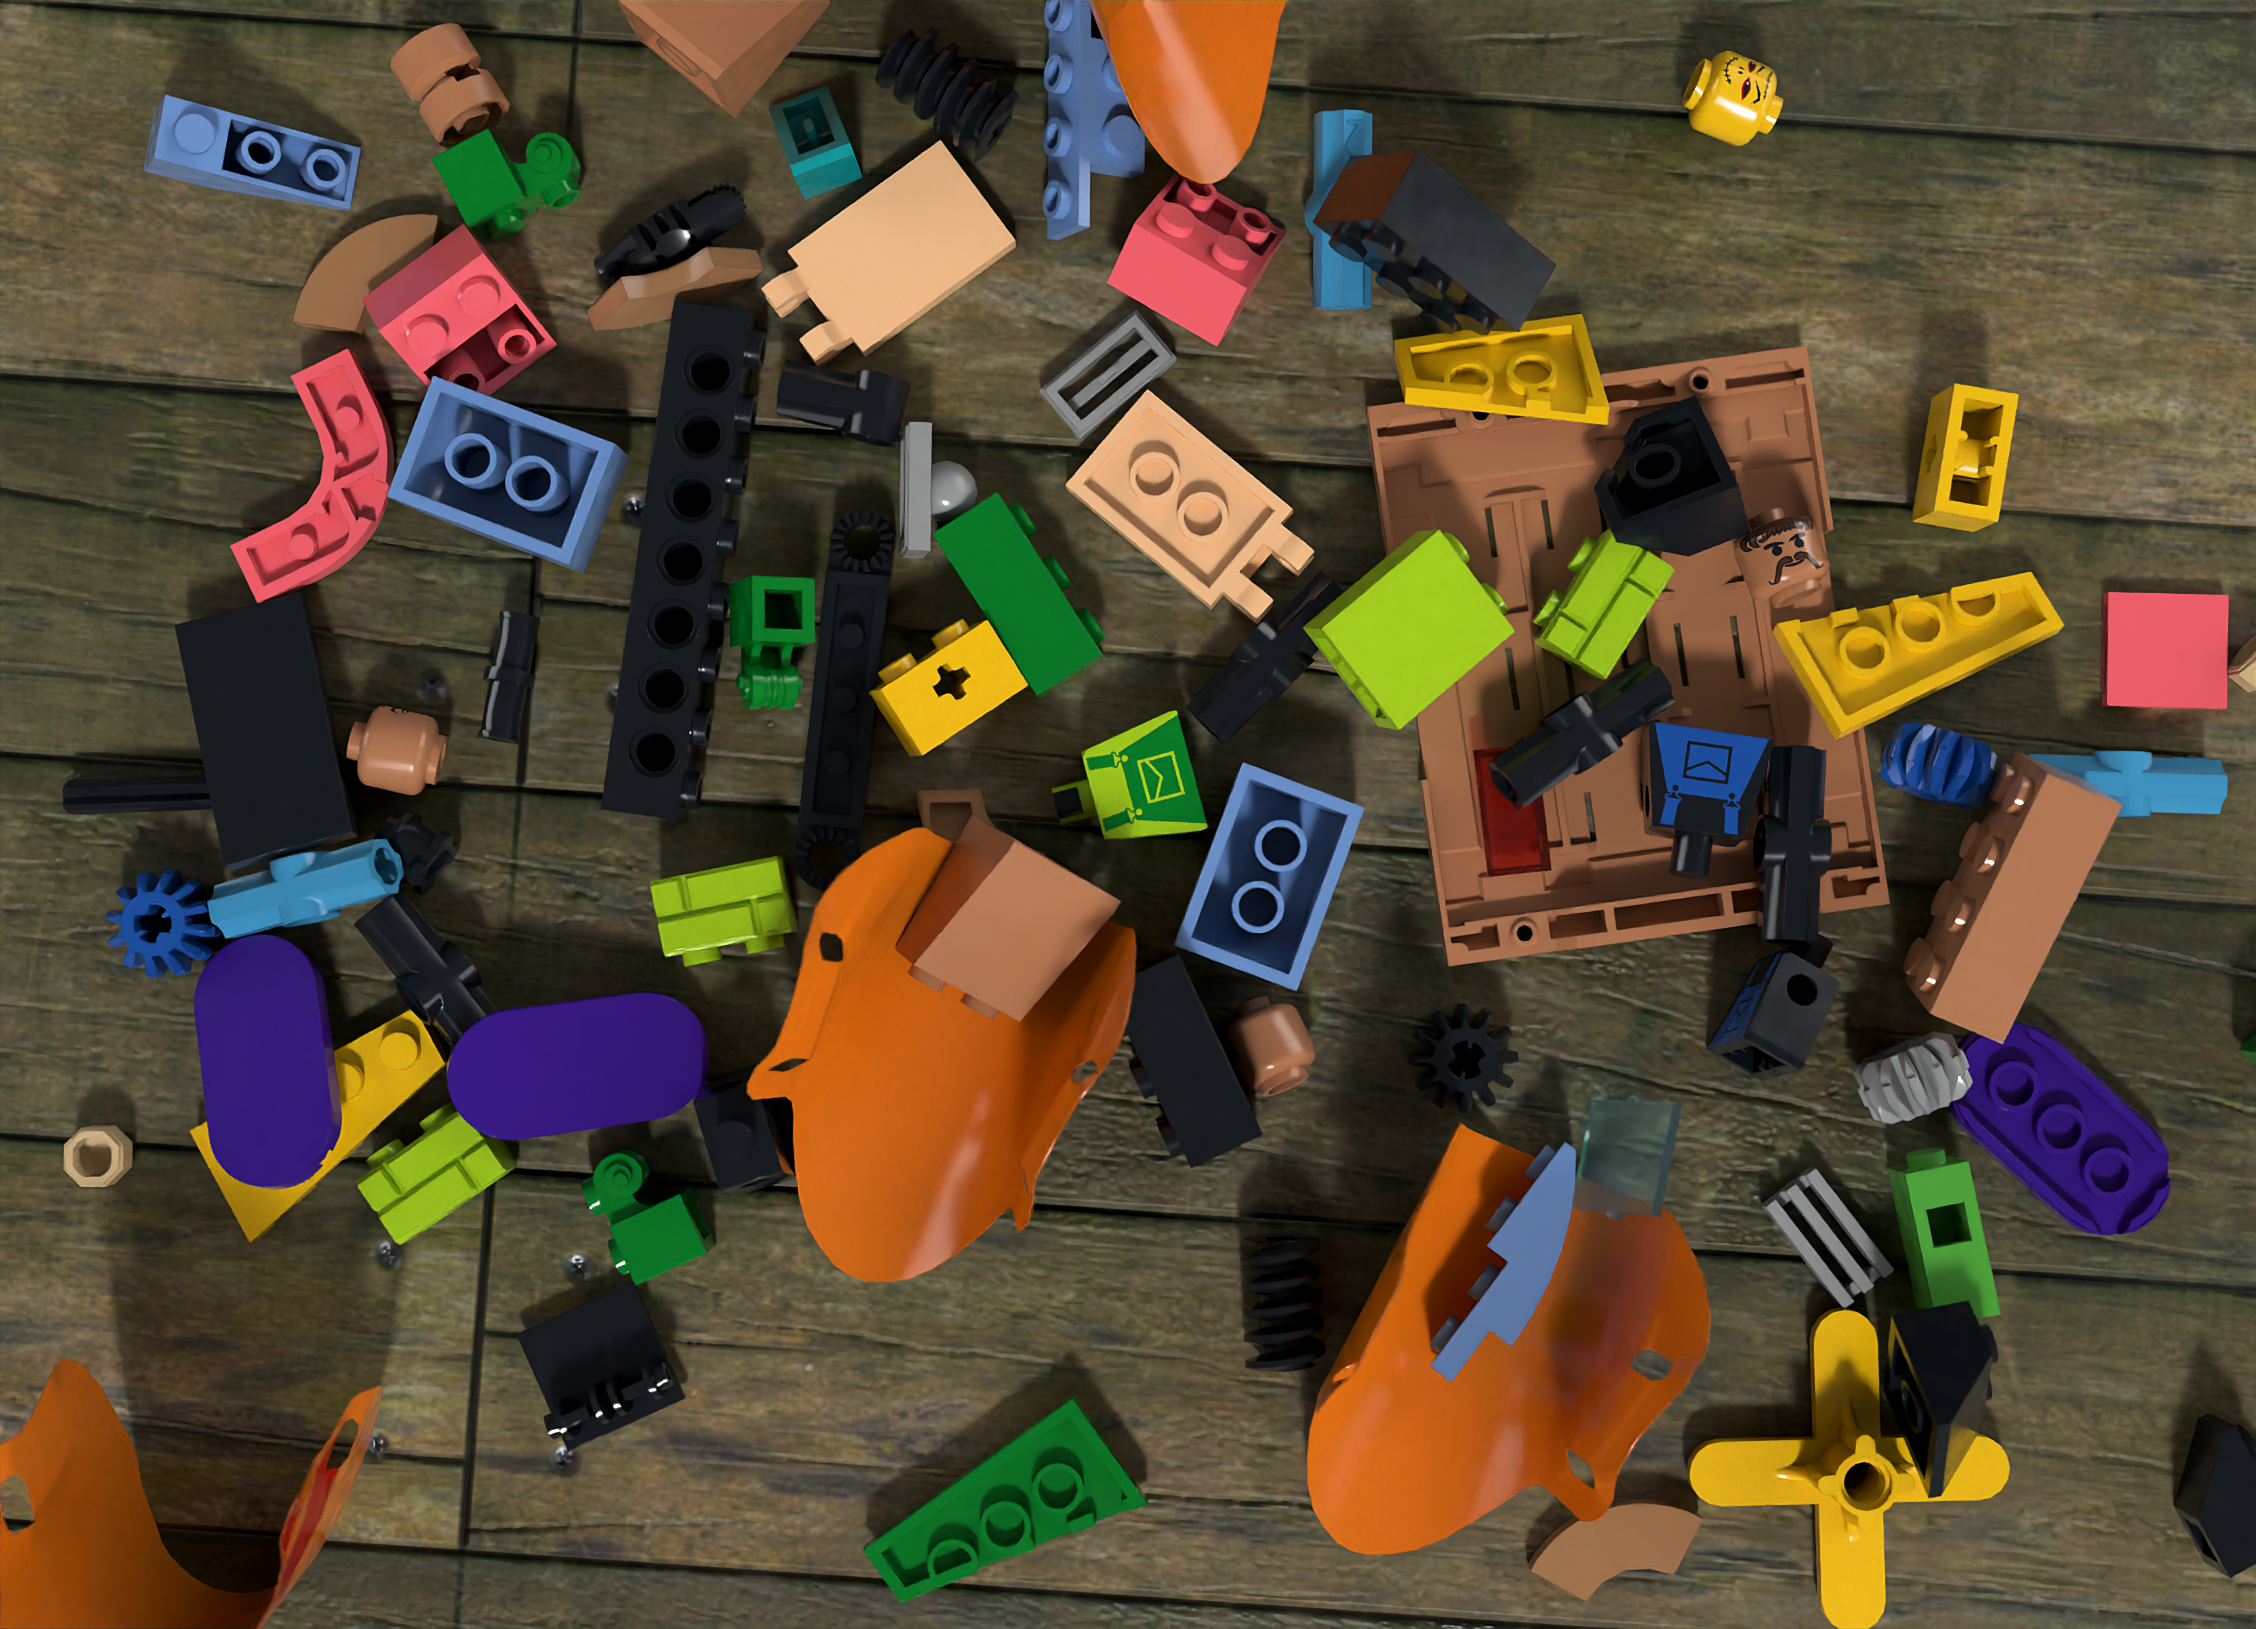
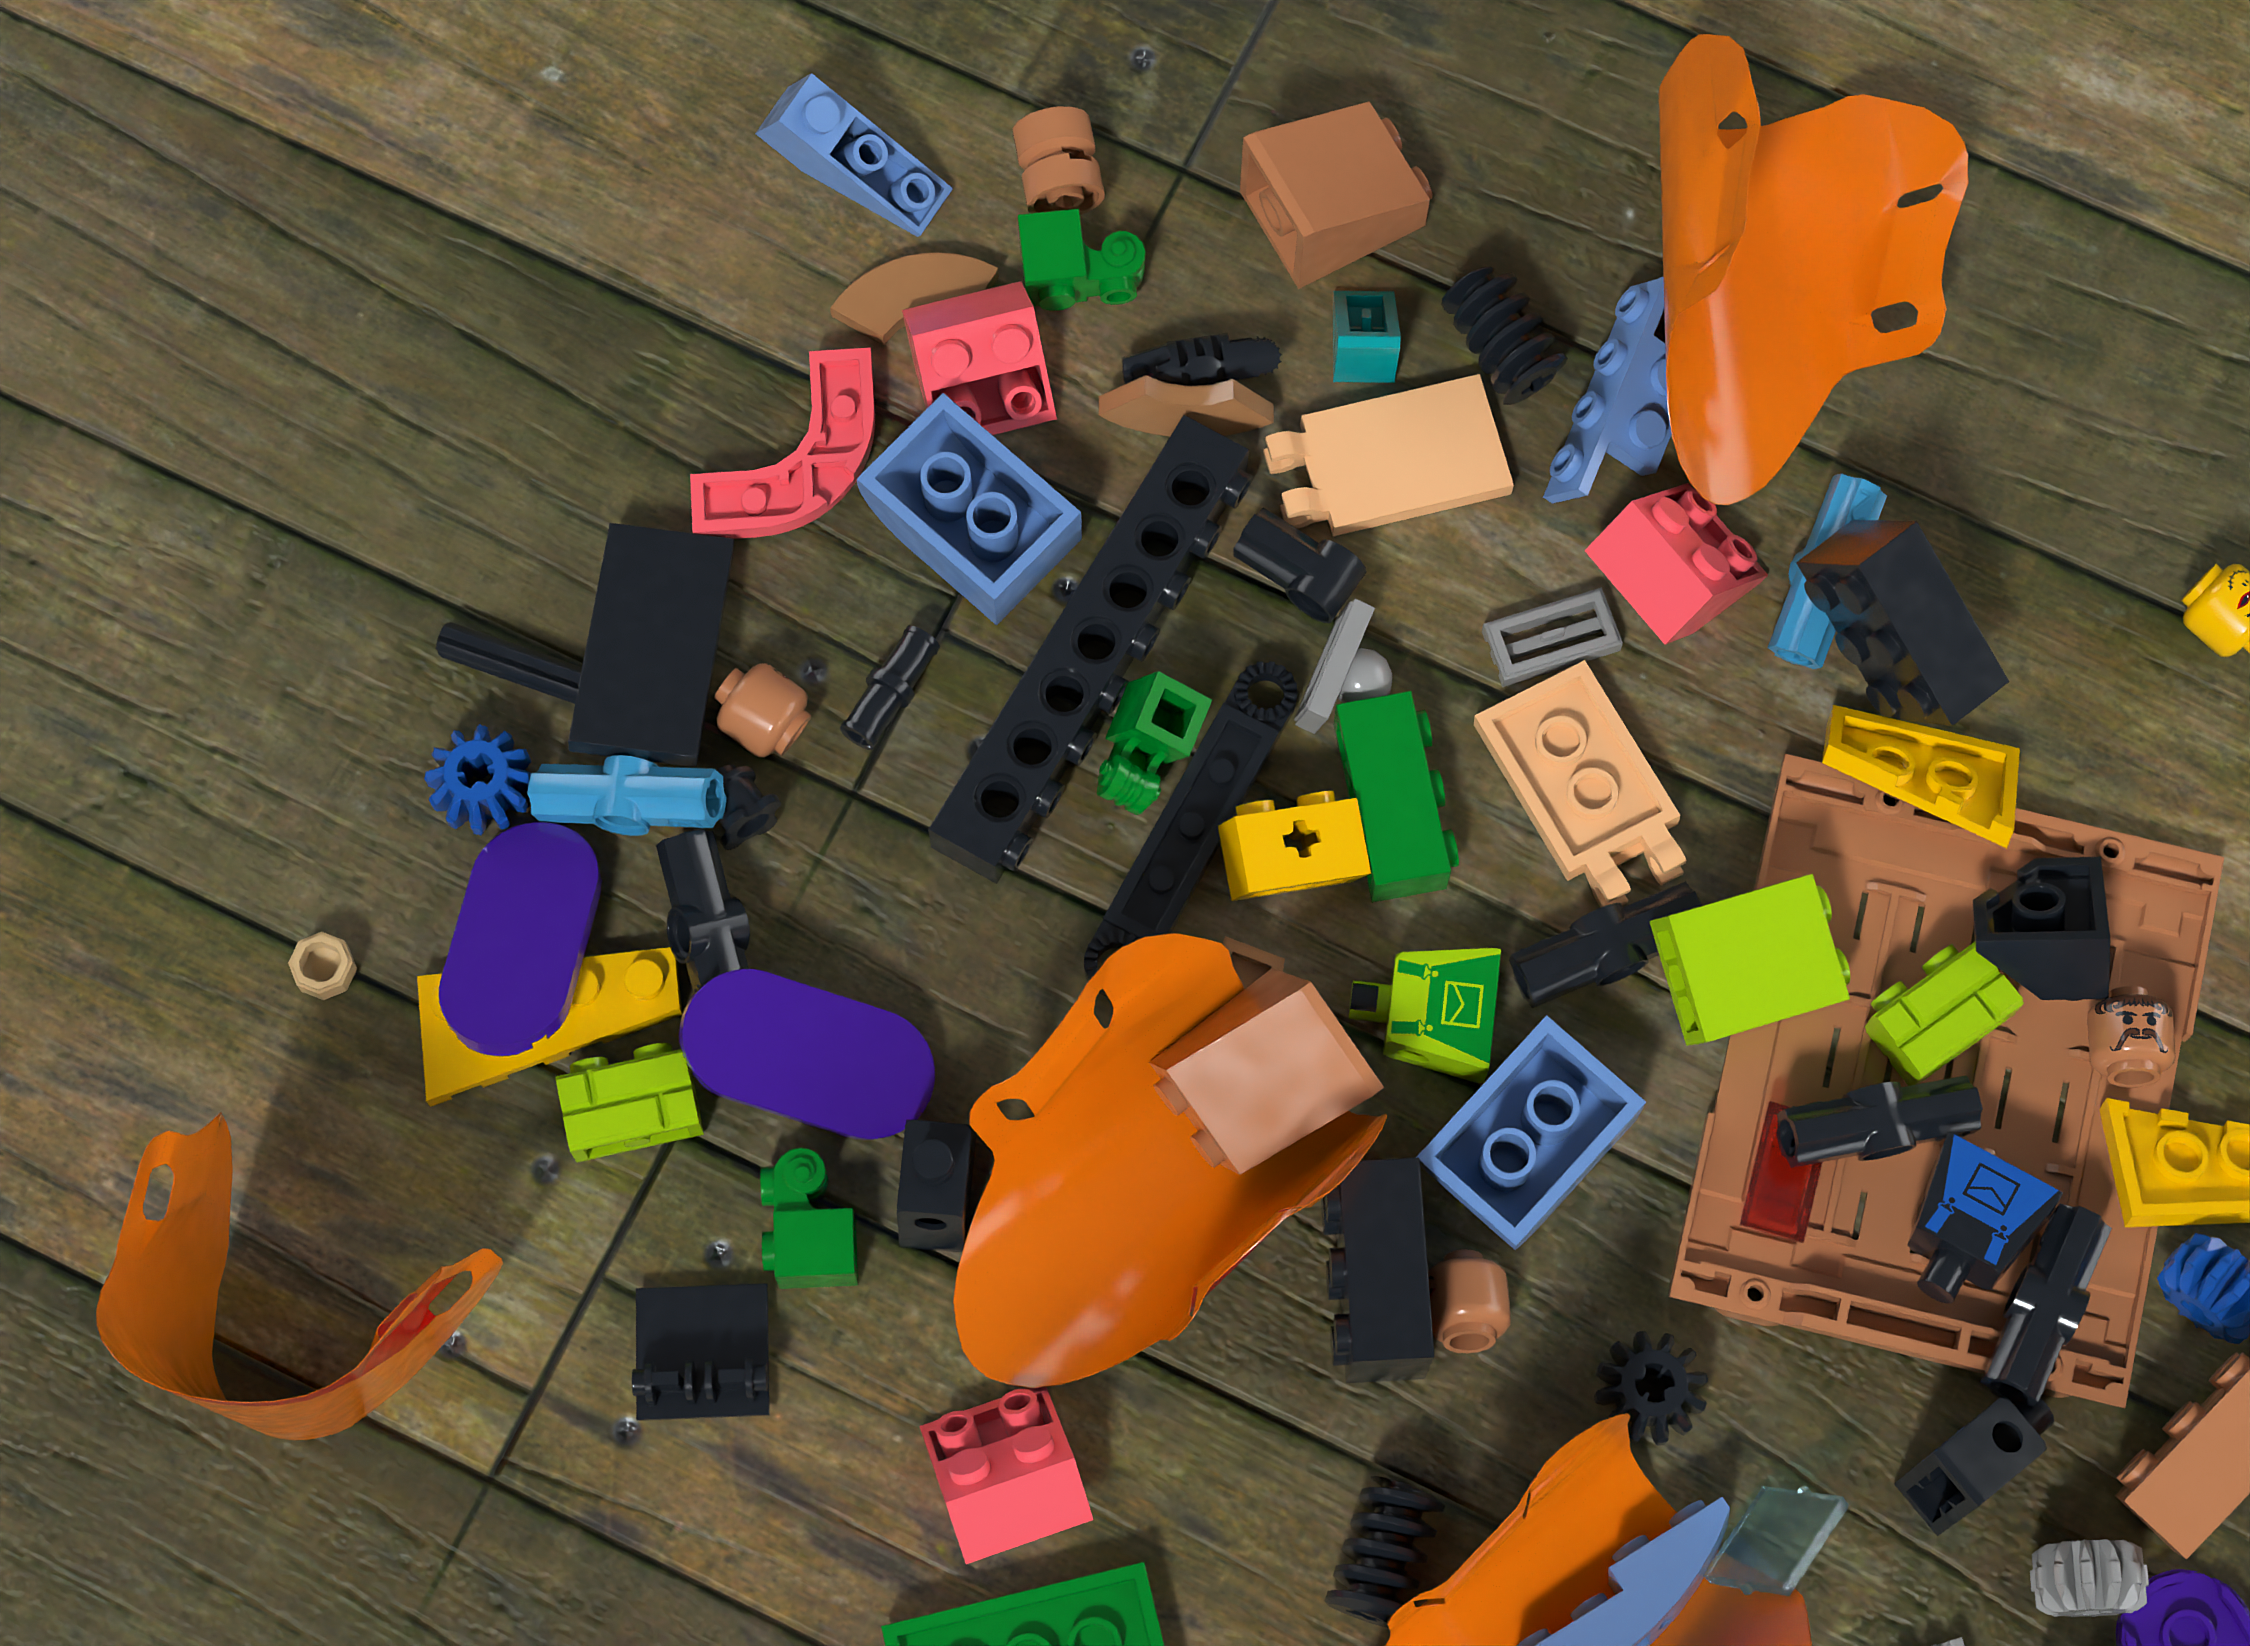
camera: 25 degrees right, 15 degrees down
(724, 908) = (1001, 970): lime brick -> none
(916, 1369) = (1006, 1473): none -> coral slope

